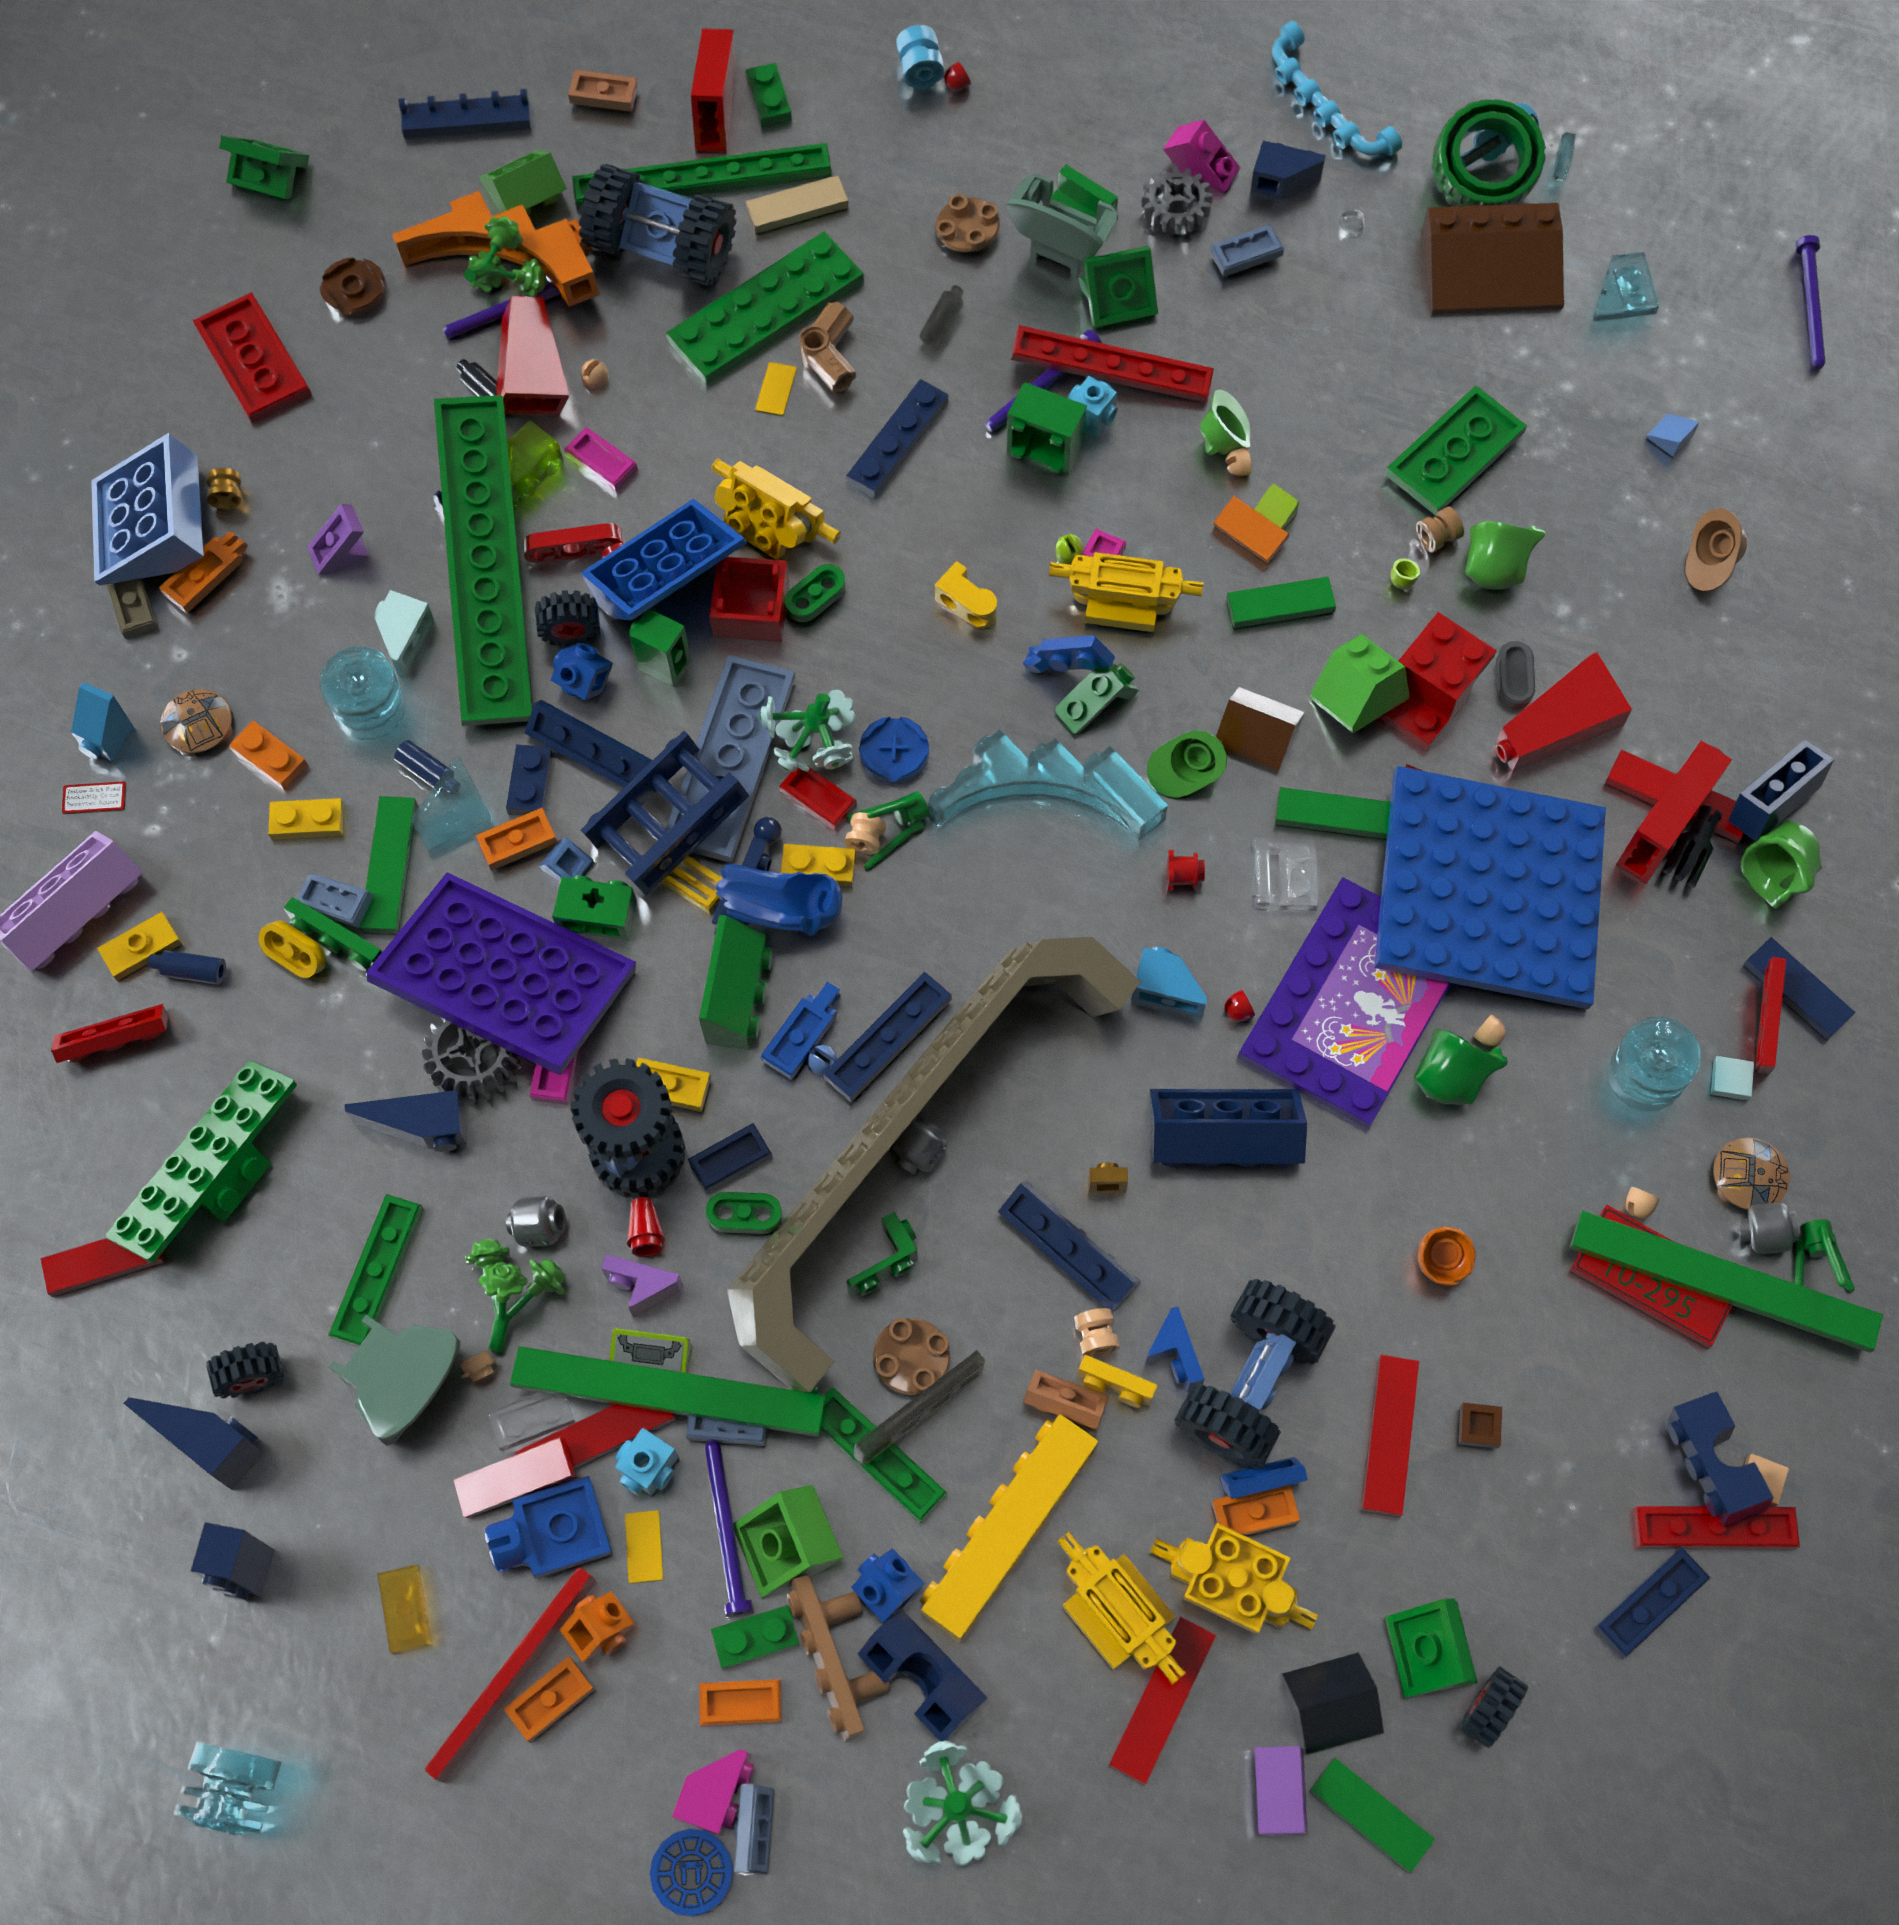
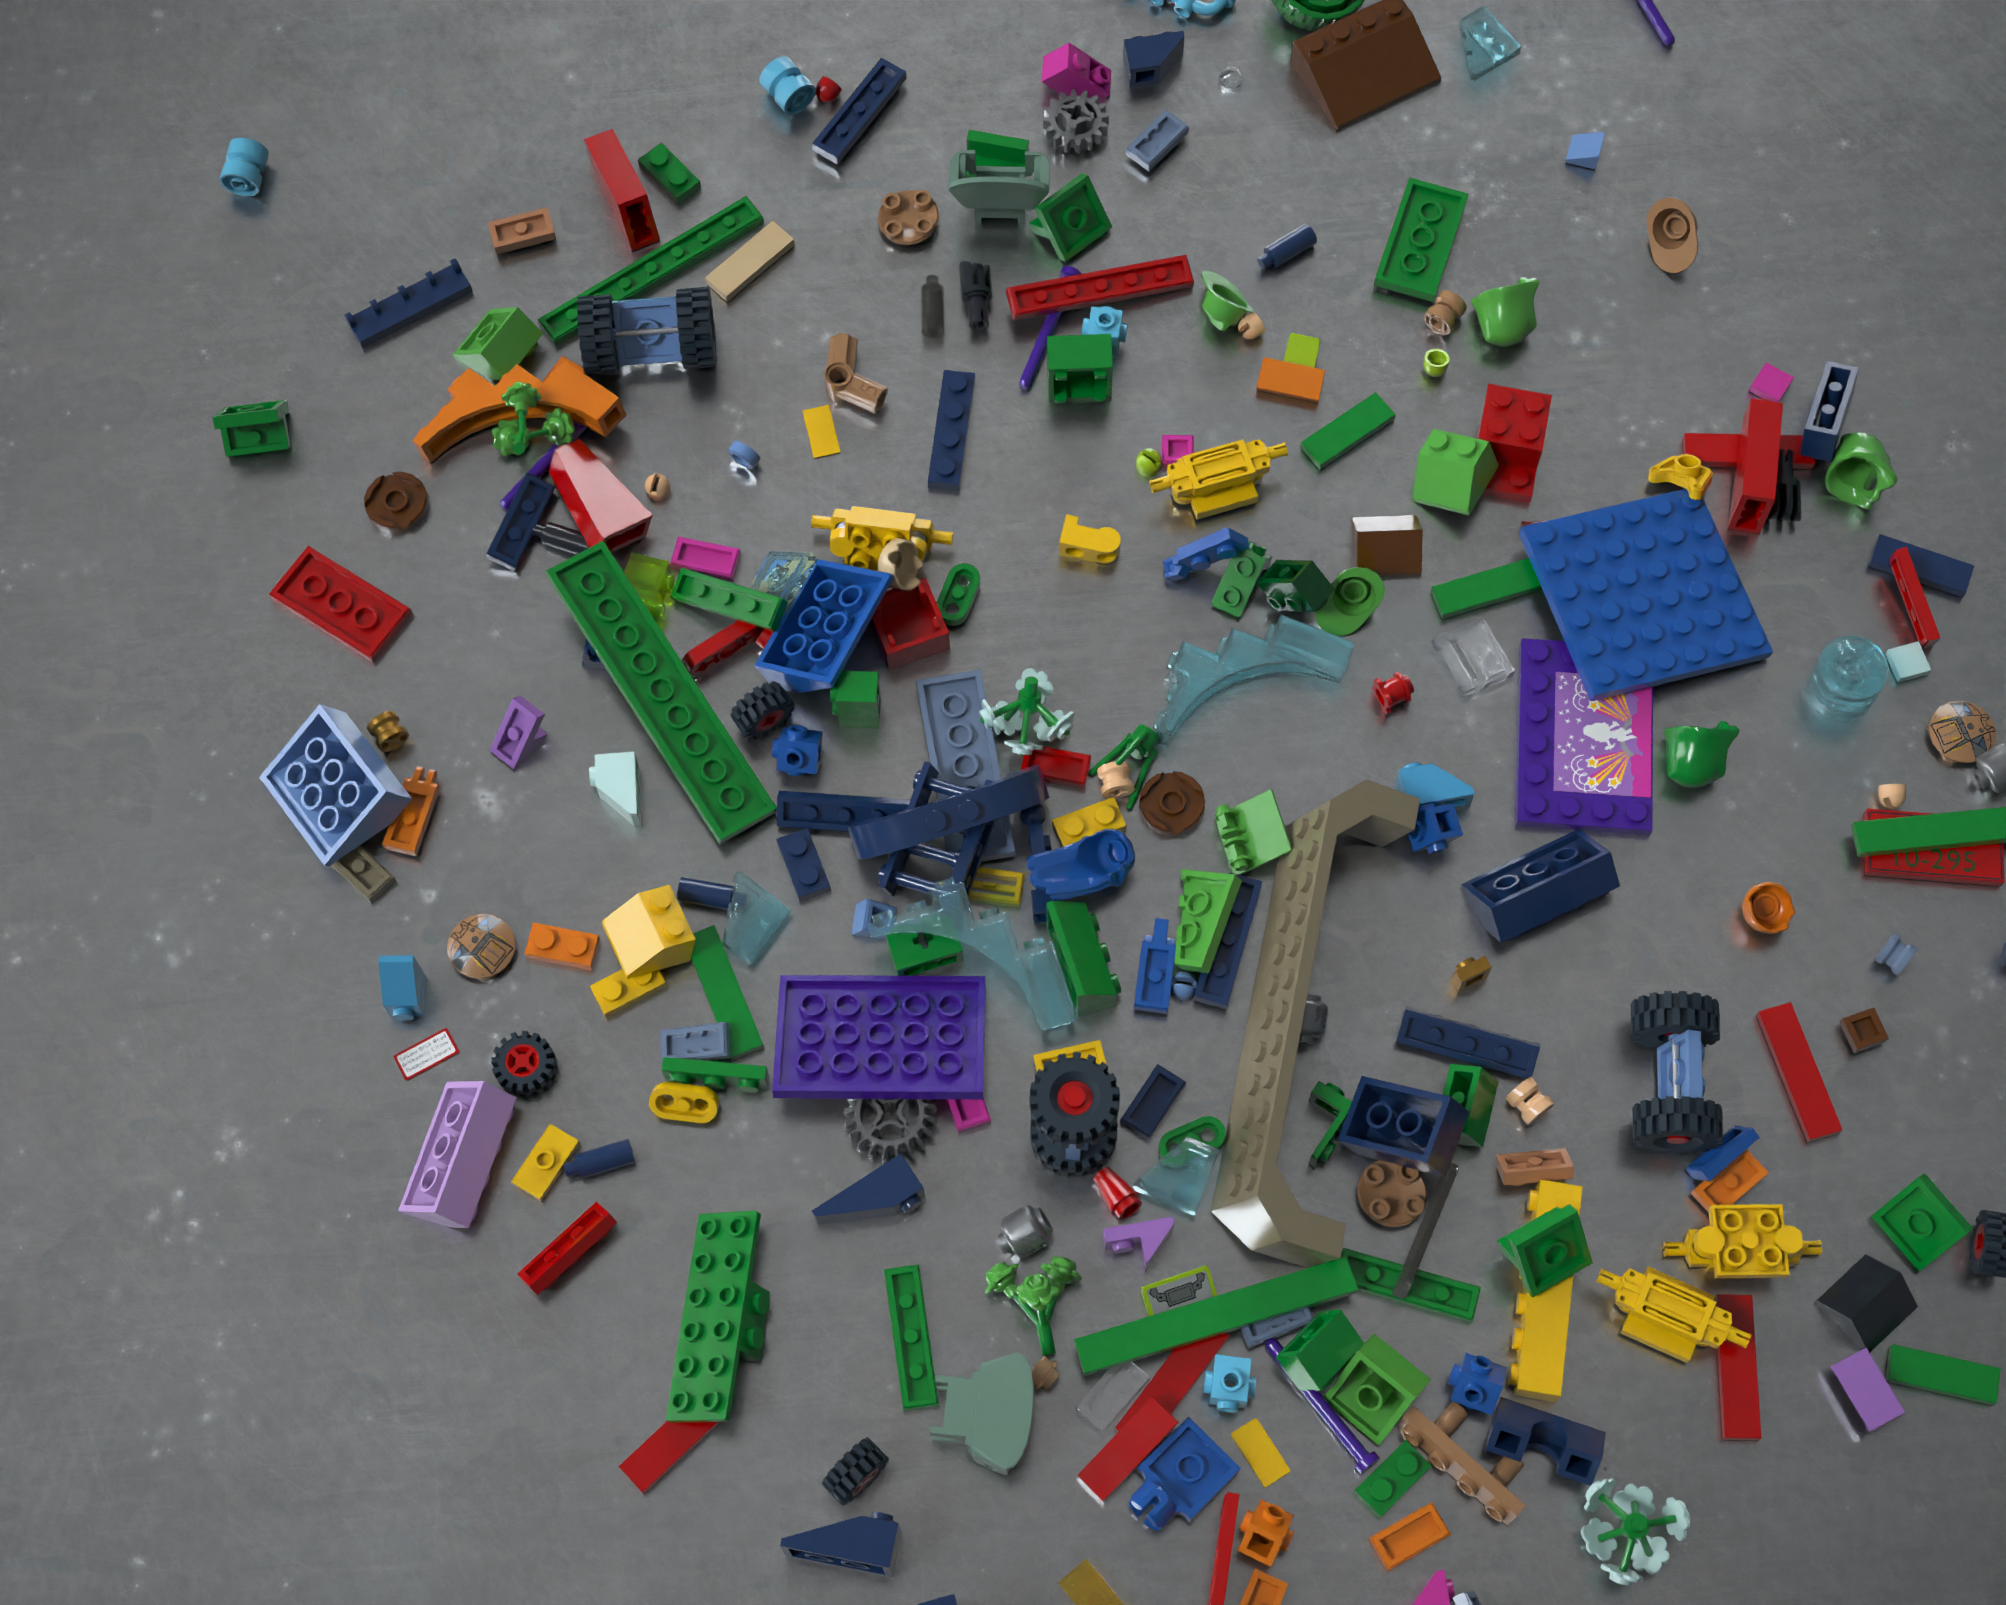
camera: 25 degrees left, 0 degrees up
(157, 843) = (518, 1054): none -> black wheel
(346, 776) = (650, 932): none -> yellow slope
(362, 693) = (631, 868): clear light blue wheel -> none
(442, 355) = (520, 521): none -> dark blue tile
(516, 838) = (822, 919): orange plate -> none
(593, 502) = (728, 599): none -> green tile
(651, 506) = (784, 574): none -> clear light blue tile
(655, 924) = (1032, 969): none -> clear light blue arch
(686, 790) = (950, 814): none -> dark blue arch
(688, 377) = (743, 454): none -> medium blue tile
(711, 1240) = (1180, 1175): none -> clear light blue wing
(747, 1475) = (1320, 1350): none -> green brick
(764, 307) = (773, 363): green plate -> none
(765, 536) = (902, 562): none -> tan hair
(877, 999) = (1205, 912): none -> bright green wing
(894, 750) = (1098, 698): blue tile -> none
(909, 881) = (1172, 803): none -> reddish brown tile
(949, 1294) = (1403, 1126): none -> dark blue brick
(966, 943) = (1252, 832): none -> bright green hinge
(976, 108) = (859, 111): none -> dark blue plate
(990, 321) = (976, 292): none -> black arm
(1022, 1486) = (1548, 1249): none -> green bracket
(1028, 1305) = (1476, 1092): none -> green brick
(1102, 1376) = (1554, 1134): yellow plate -> none
(1138, 725) = (1295, 586): none -> dark green brick
(1146, 1019) = (1435, 828): none -> blue brick
(1175, 1341) = (1595, 1077): blue slope -> none
(1238, 1007) = (1497, 783): red hinge -> none
(1318, 402) = (1288, 247): none -> dark blue cylinder
(1491, 1032) = (1704, 711): light nougat hinge -> none
(1515, 675) = (1568, 408): dark grey tile -> none
(1555, 1364) = (1896, 954): none -> sand blue wheel
(1564, 716) = (1629, 422): red slope -> none
(1597, 786) = (1685, 472): none -> yellow piece
(1739, 740) = (1771, 383): none -> dark pink tile

